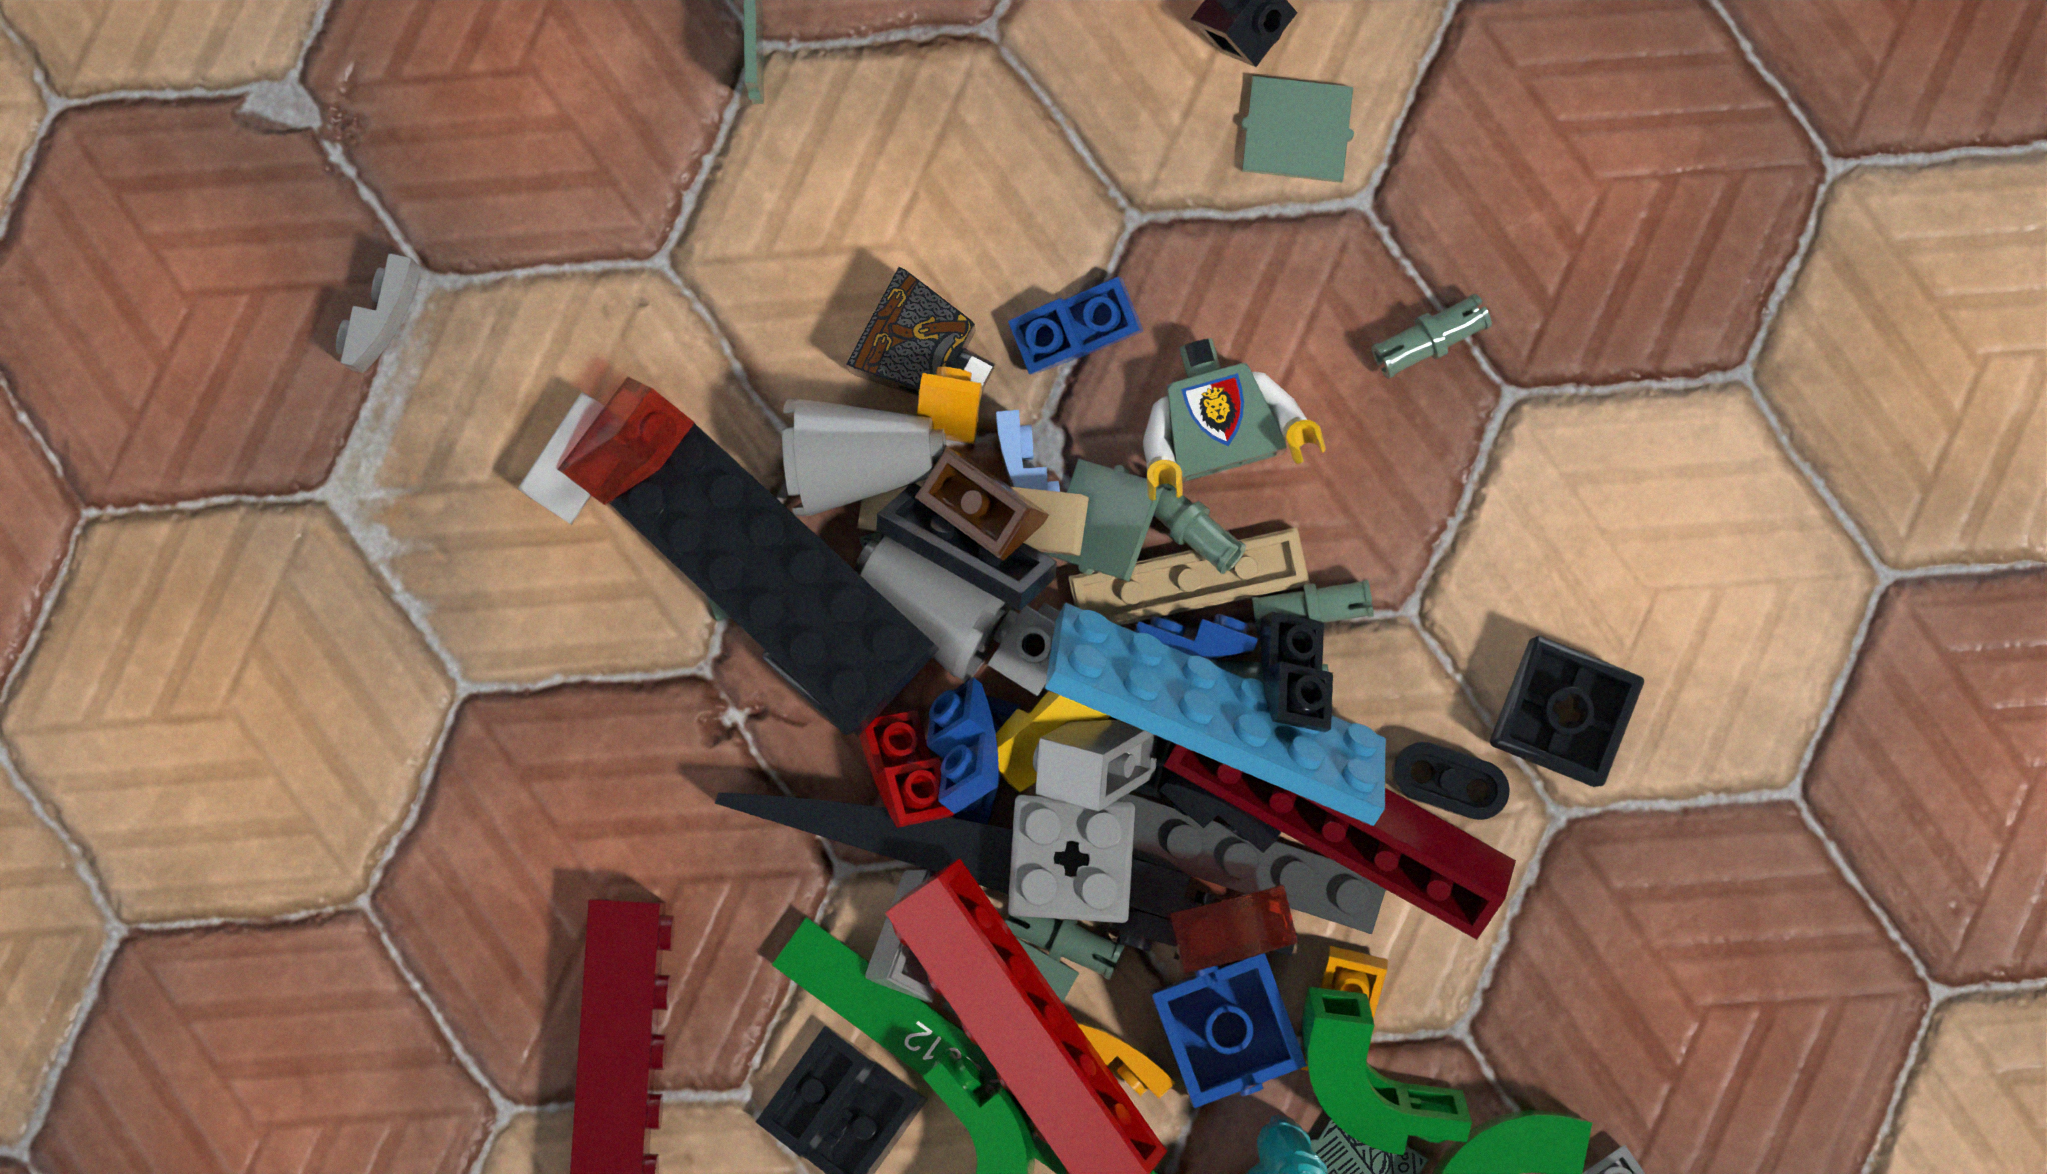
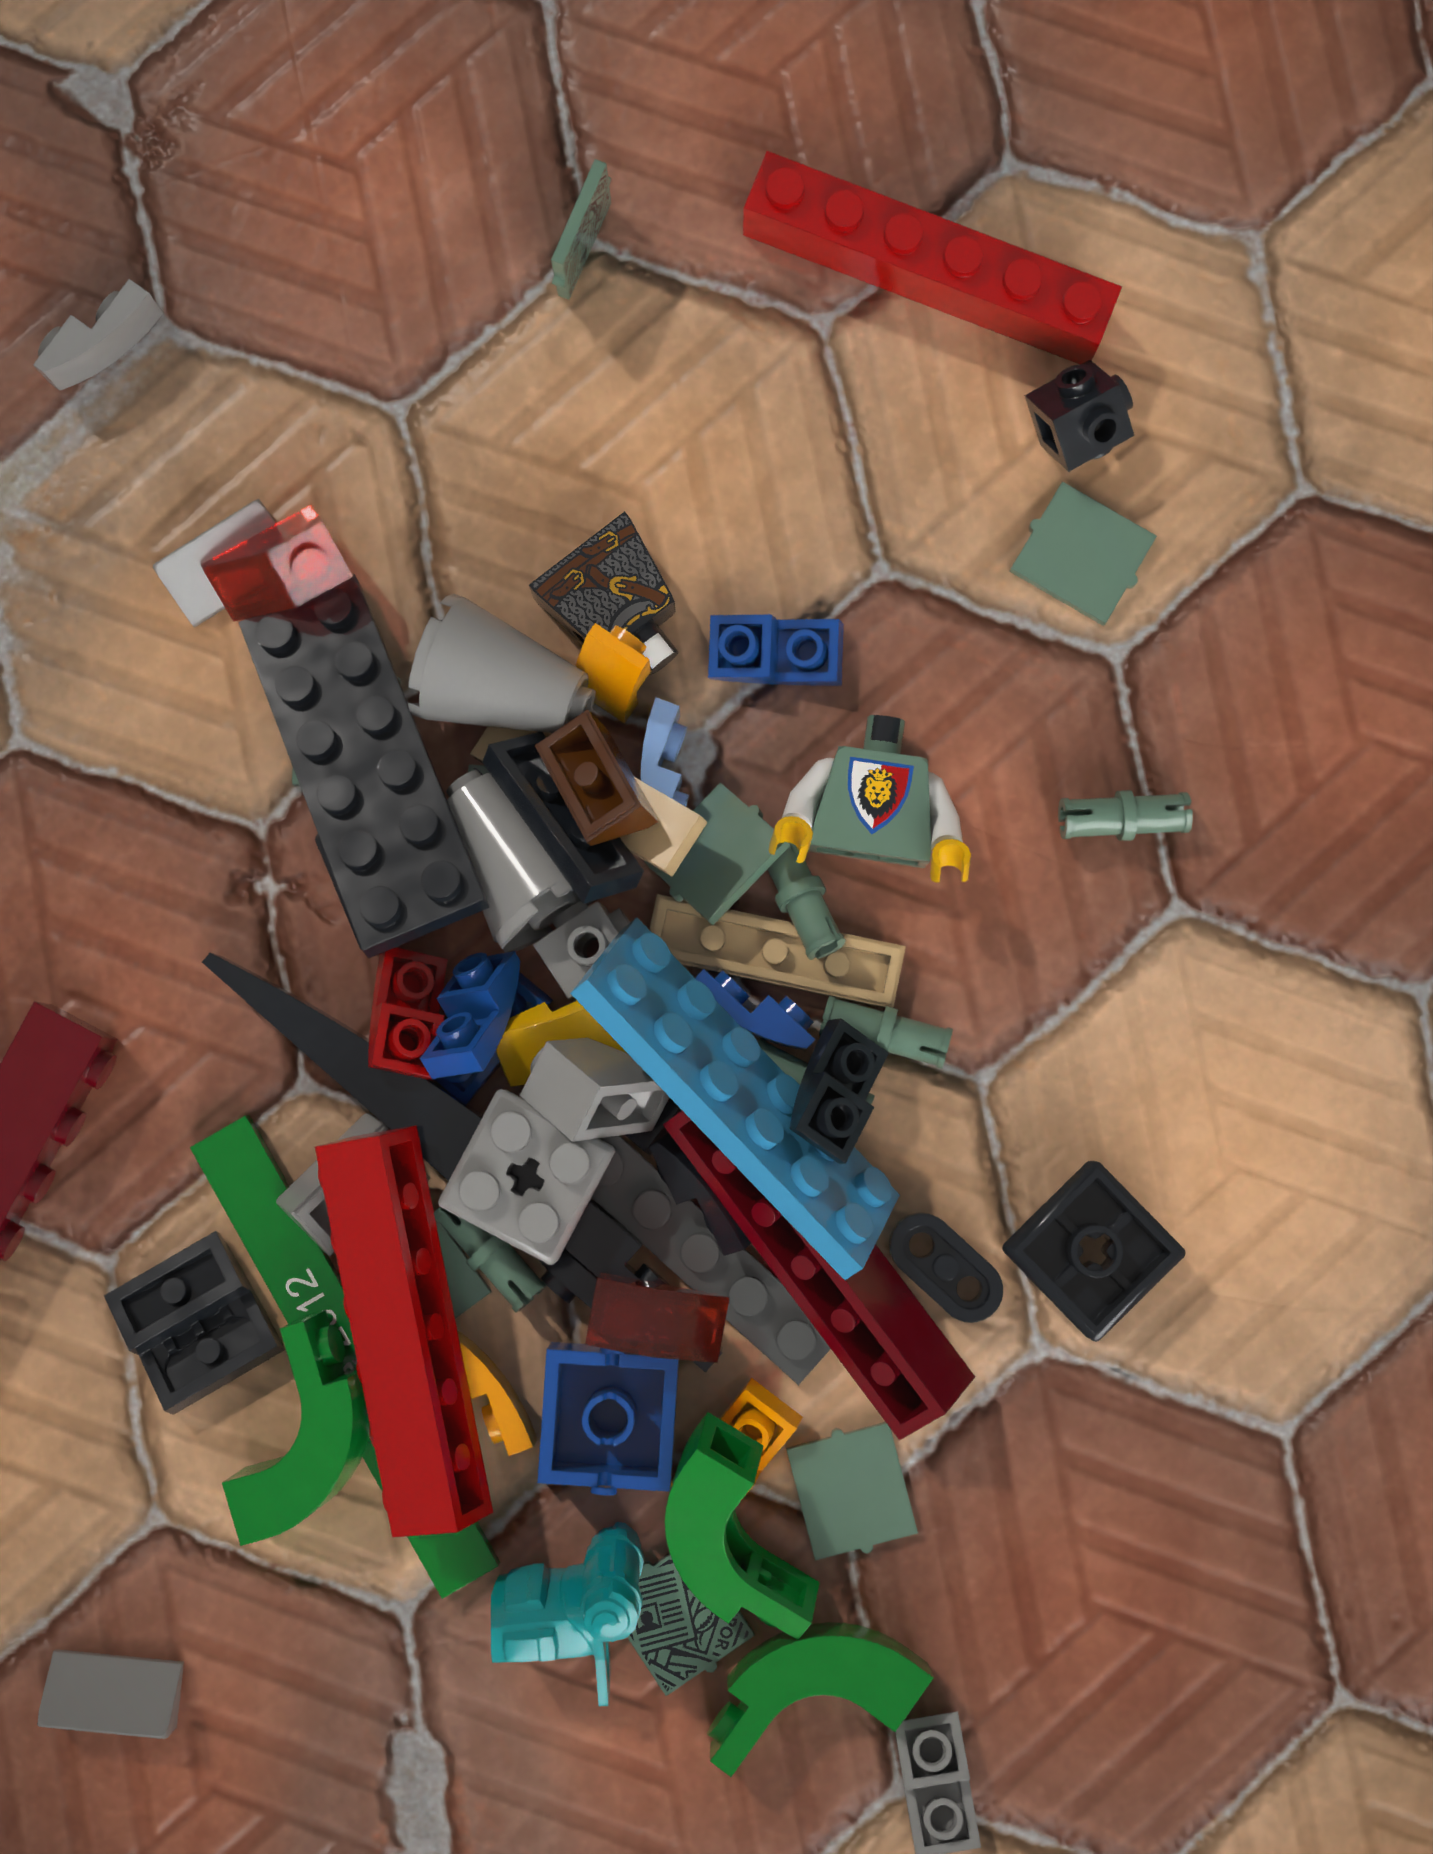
camera: 25 degrees right, 0 degrees up
(1455, 1003) = (851, 1490): none -> sand green piece

